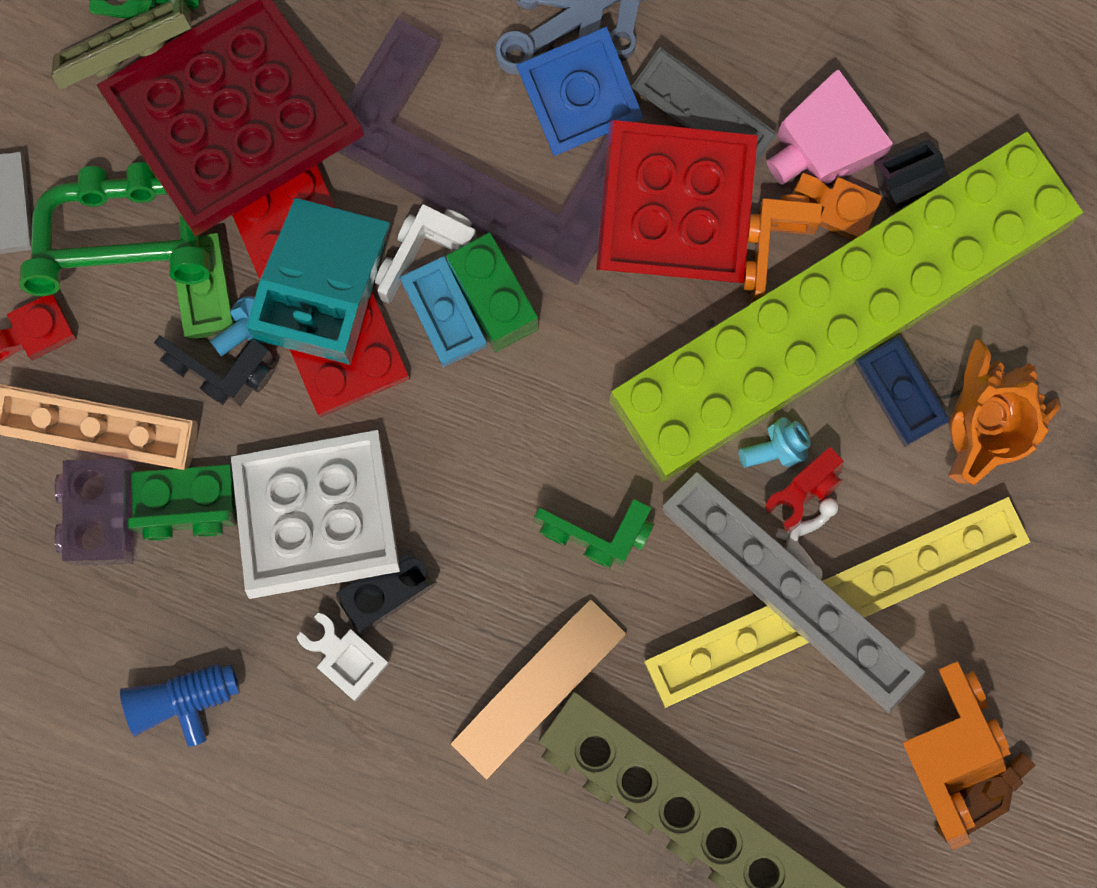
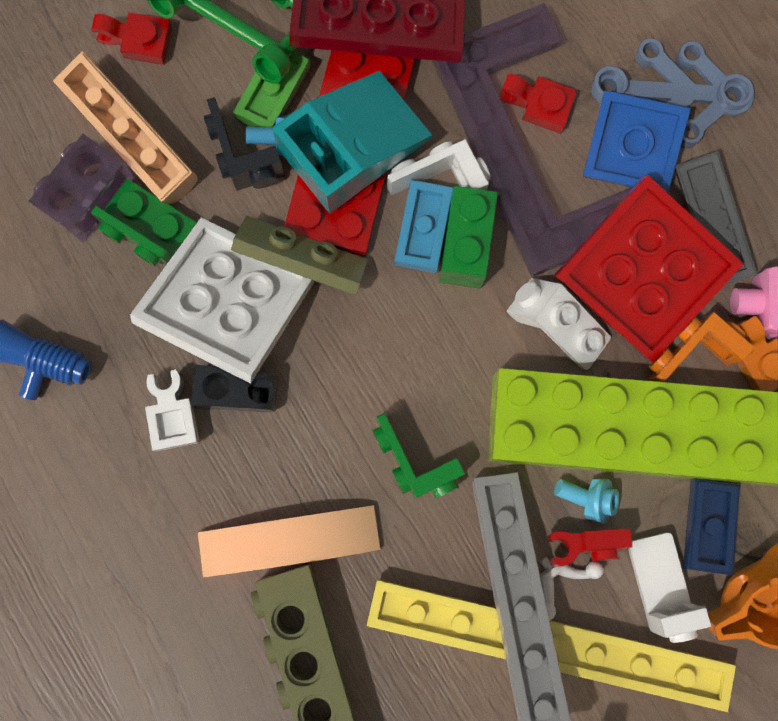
camera: 35 degrees right, 0 degrees up
(351, 422) = (299, 254): none -> olive plate
(467, 111) = (545, 103): none -> red plate
(632, 304) = (561, 318): none -> white bracket
(899, 475) = (665, 590): none -> white bracket

